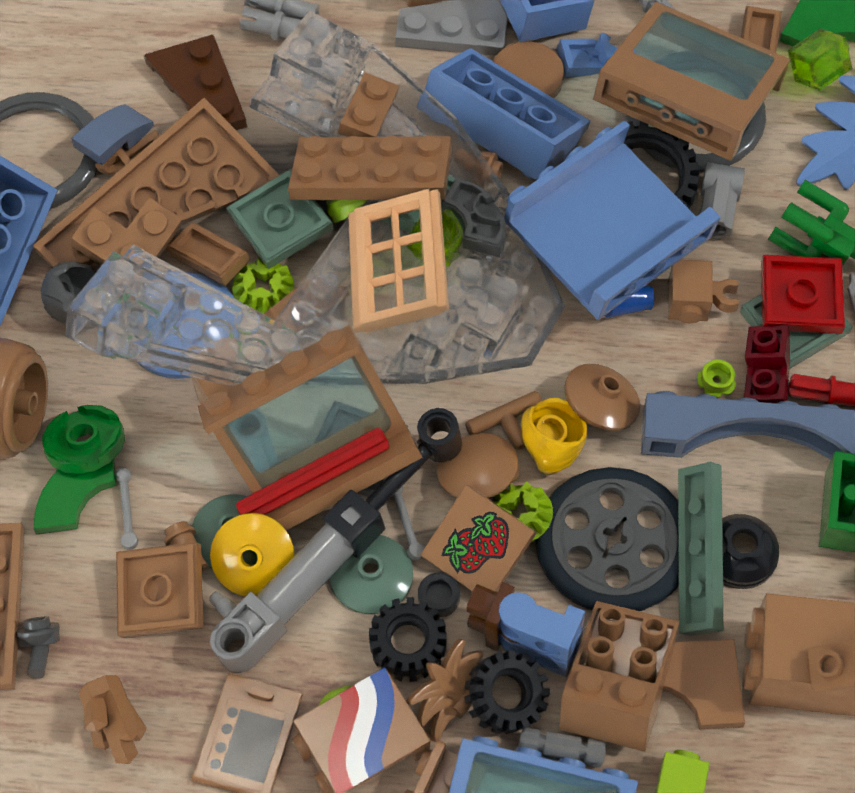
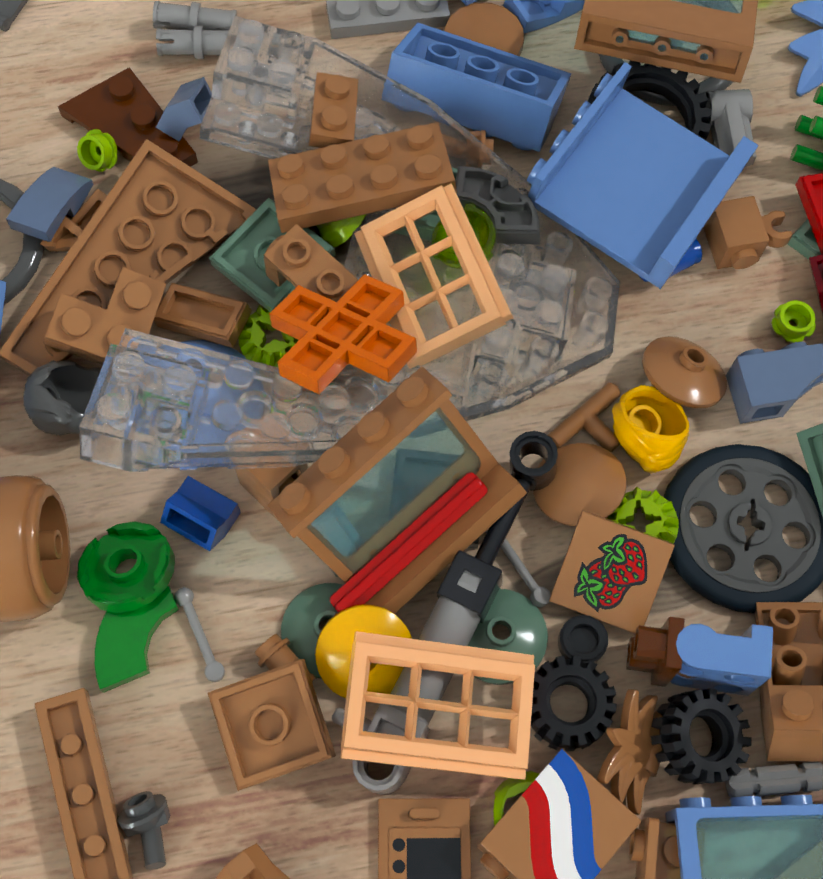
camera: 20 degrees left, 5 degrees up
(156, 412) = (200, 513): none -> blue piece
(164, 98) = (97, 150): none -> lime plate
(245, 79) = (185, 108): none -> sand blue piece
(280, 642) = (431, 753): none -> light nougat piece
(301, 235) = (306, 264): none -> medium nougat bracket
(305, 289) = (342, 334): none -> orange plate

